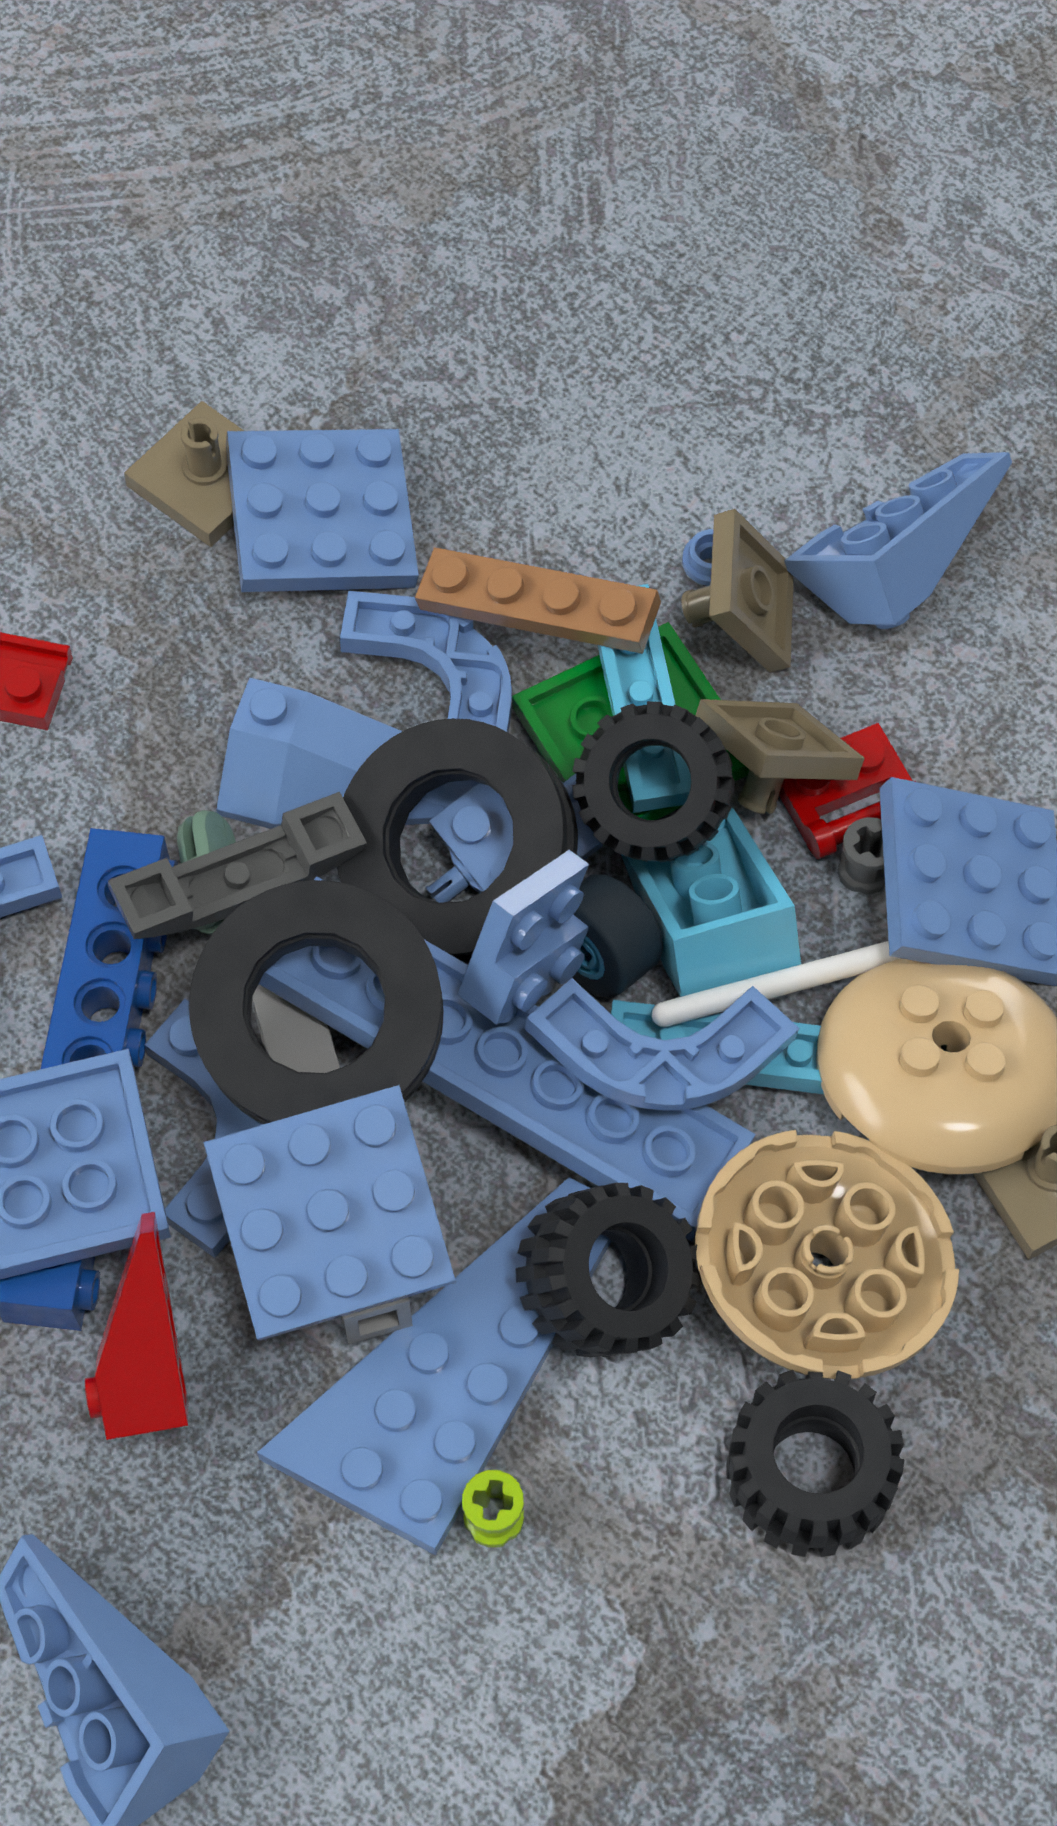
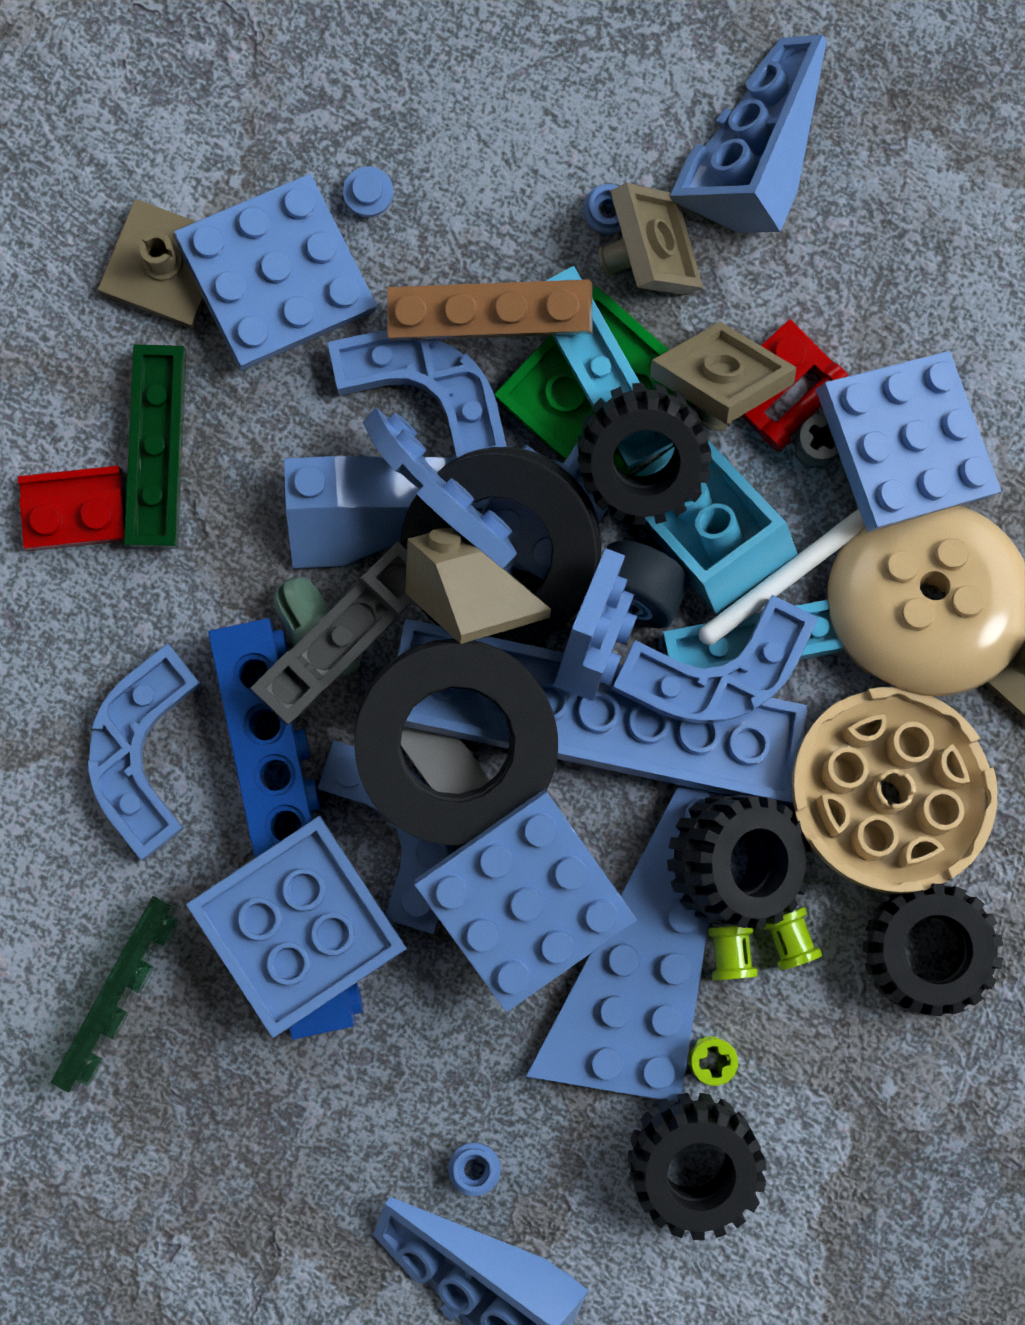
camera: 20 degrees left, 20 degrees up
(117, 641) = (155, 446): none -> dark green plate
(139, 1361) = (414, 1040): red slope -> none
(144, 1525) = (469, 1185): none -> medium blue plate
(361, 1636) = (704, 1206): none -> black tyre
(394, 844) = (466, 588): none -> dark tan slope
(411, 747) = (404, 453): none -> medium blue plate
(454, 467) = (368, 191): none -> medium blue plate
(564, 1389) = (732, 953): none -> lime bush
(644, 1396) = (793, 940): none -> lime bush

